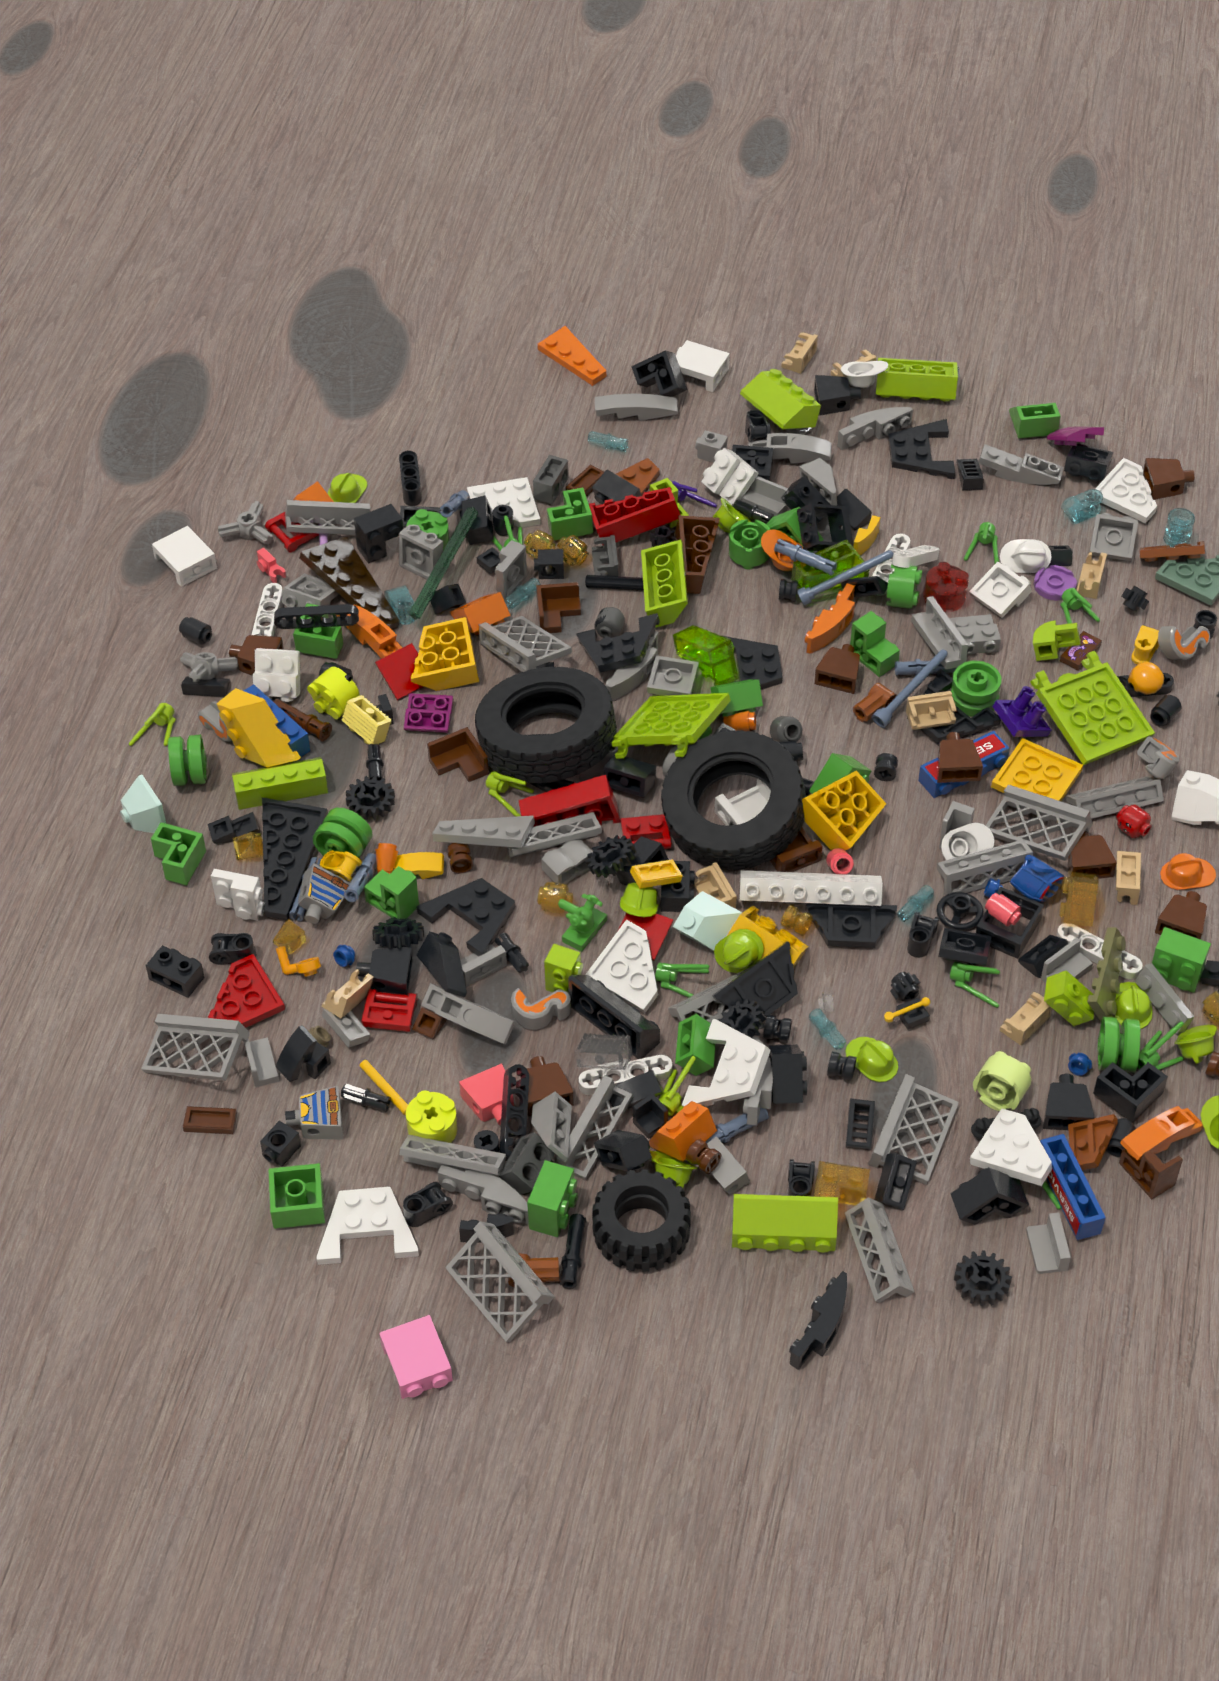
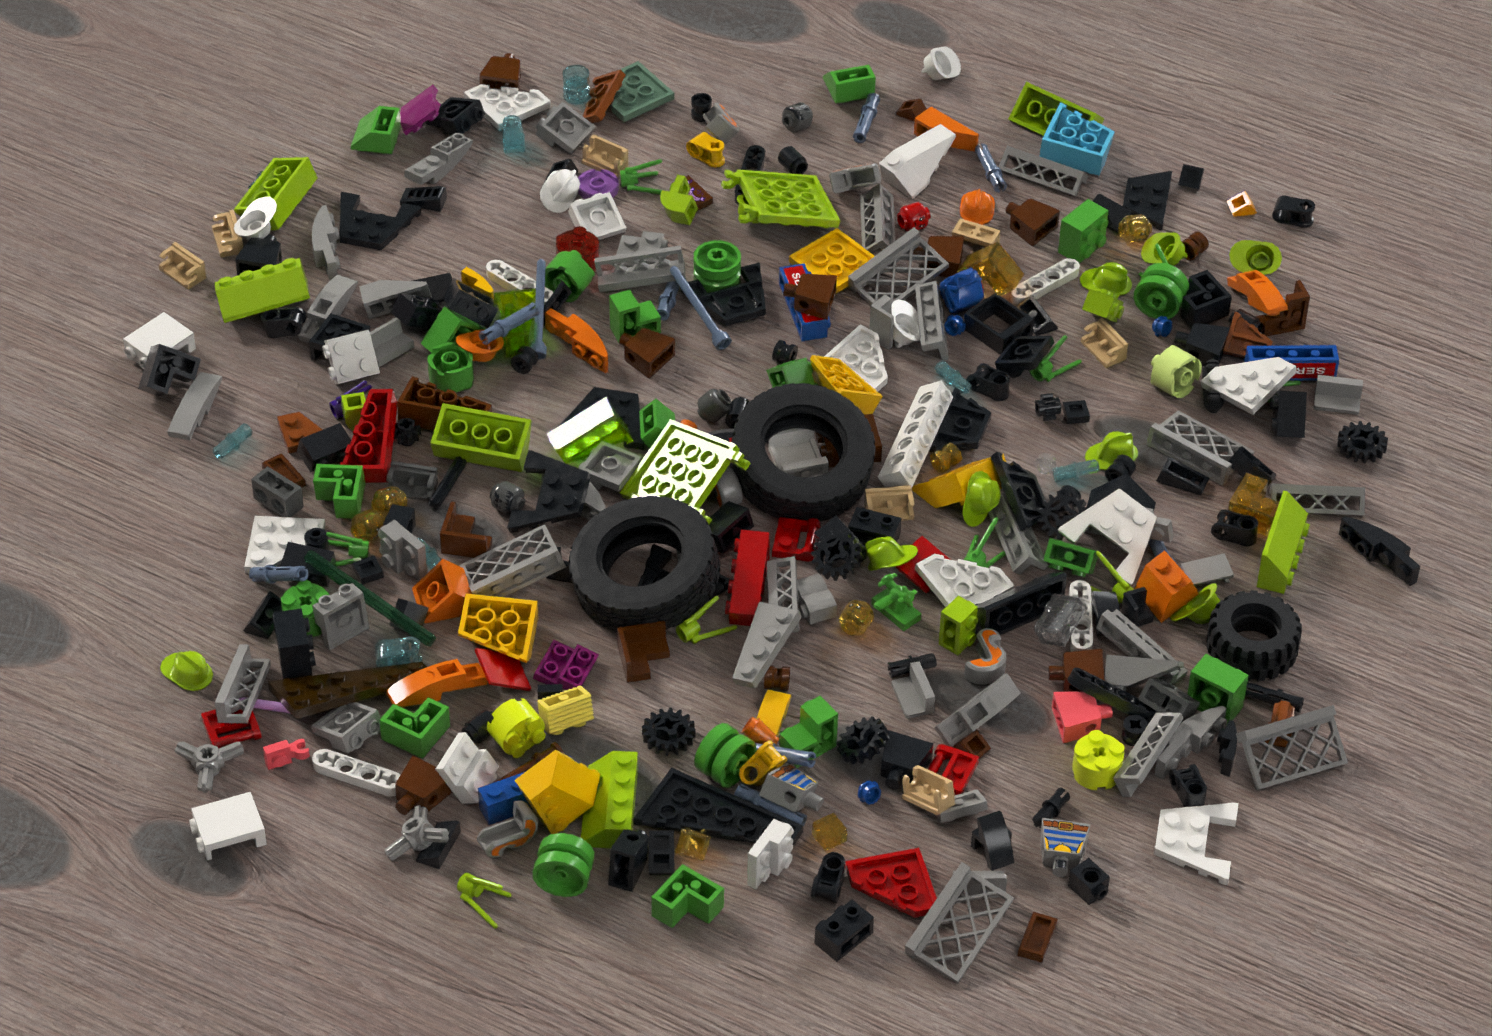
camera: 75 degrees left, 5 degrees down
(142, 807) = (614, 914): light aqua slope -> none
(195, 630) = (354, 835): black brick -> none
(213, 801) = (631, 848): none -> black torso
(296, 1196) = (1159, 875): bright green brick -> none
(307, 966) = (873, 823): light orange plate -> none
(314, 493) = (201, 692): orange slope -> none
(316, 614) = (414, 709): black beam -> none
(320, 1034) = (965, 830): dark tan plate -> none
(374, 762) = (619, 720): black axle -> none
(384, 1086) = (1038, 794): yellow bar -> none
(410, 478) = (206, 608): black beam -> none
(416, 1357) = (1353, 820): bright pink panel -> none
(443, 962) = (913, 710): black slope -> none
(477, 904) = (849, 674): black wing -> none
(572, 355) = (73, 441): orange wing -> none
(623, 1150) = (1177, 629): black brick -> none
(656, 873) = (875, 525): yellow plate -> none
(702, 1155) = (1206, 572): reddish brown wheel -> none
(706, 920) = (928, 514): light aqua slope -> none
(709, 445) = (290, 364): light grey brick -> none
(728, 516) = (401, 373): lime piece -> none
(752, 512) = (400, 358): black axle -> none
(844, 866) = (891, 409): coral brick -> none
(877, 698) = (698, 336): dark orange piece -> none
(889, 1016) = (1079, 424): yellow hinge -> none
(903, 826) = (863, 355): none -> white plate
(915, 556) = (530, 253): white beam -> none
(931, 710) = (737, 300): tan hinge -> none
(961, 906) = (968, 351): black piece -> none
(985, 535) = (514, 209): bright green plant -> none
(1003, 909) = (998, 314): coral brick -> none
(1022, 716) = (760, 249): dark purple plate -> none
(1067, 959) = (1057, 305): light grey panel -> none
(1107, 984) = (1083, 274): olive wing -> none
(1135, 598) = (650, 138): black gear -> none
(1146, 678) = (754, 157): light orange hair -> none
(1164, 997) = (1125, 254): light grey plate -> none

